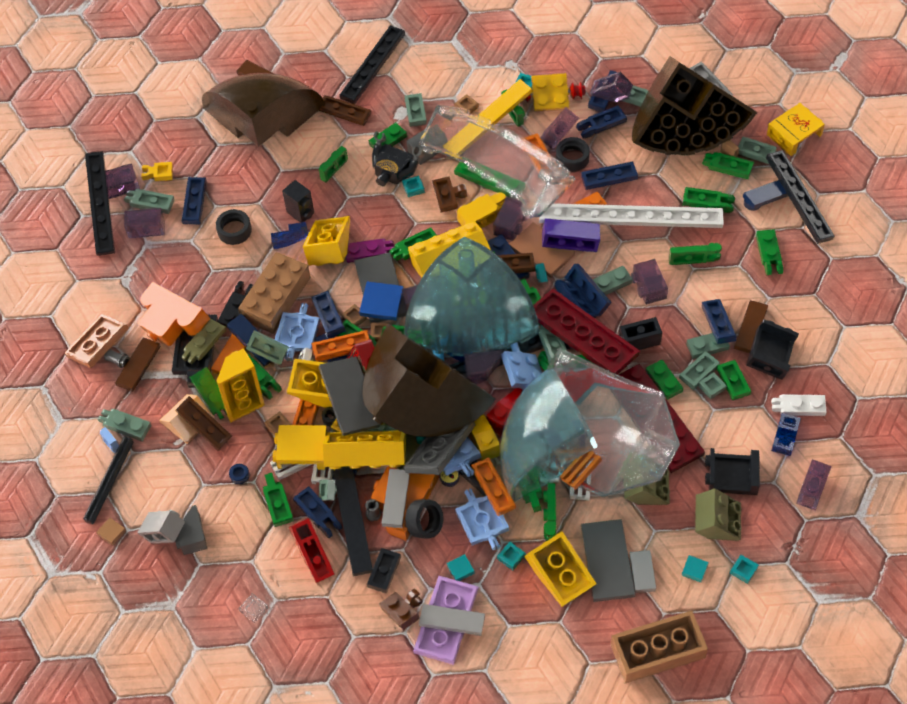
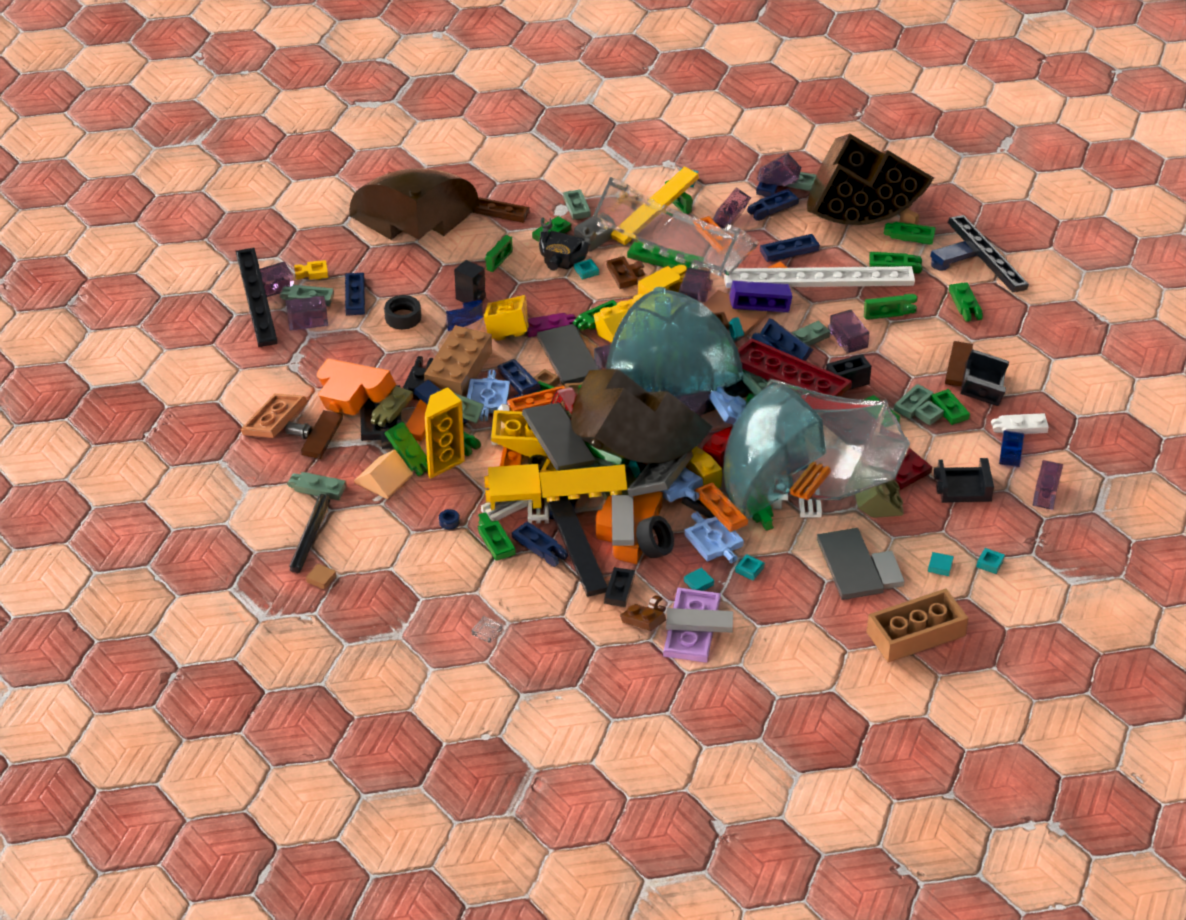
camera: 10 degrees left, 15 degrees down
(109, 440) = (305, 497): light blue tile -> none
(161, 526) = (378, 562): light grey brick -> none
(191, 536) = (409, 570): dark grey slope -> none
(203, 423) = (405, 474): reddish brown tile -> none
(274, 422) = (477, 475): medium nougat tile -> none
(311, 550) = (538, 572): red slope -> none
(327, 489) = (547, 521): sand green plate -> none
(372, 64) = (523, 169): black tile -> none
(373, 511) = (598, 538): dark grey pin -> none
(381, 301) = (572, 362): blue tile -> none
(449, 480) = (672, 508): tile -> none
(550, 513) = (783, 526): green hinge -> none
(552, 92) = (717, 181): yellow plate -> none
(560, 569) = (802, 568): yellow slope -> none
(573, 143) = (753, 224): black tyre -> none
(707, 343) = (925, 378): sand green plate -> none
(718, 321) = (925, 359): dark blue tile -> none
(718, 516) = (956, 517): olive slope -> none
(755, 149) = (935, 218): sand green plate -> none
(794, 127) = (970, 196): yellow panel -> none

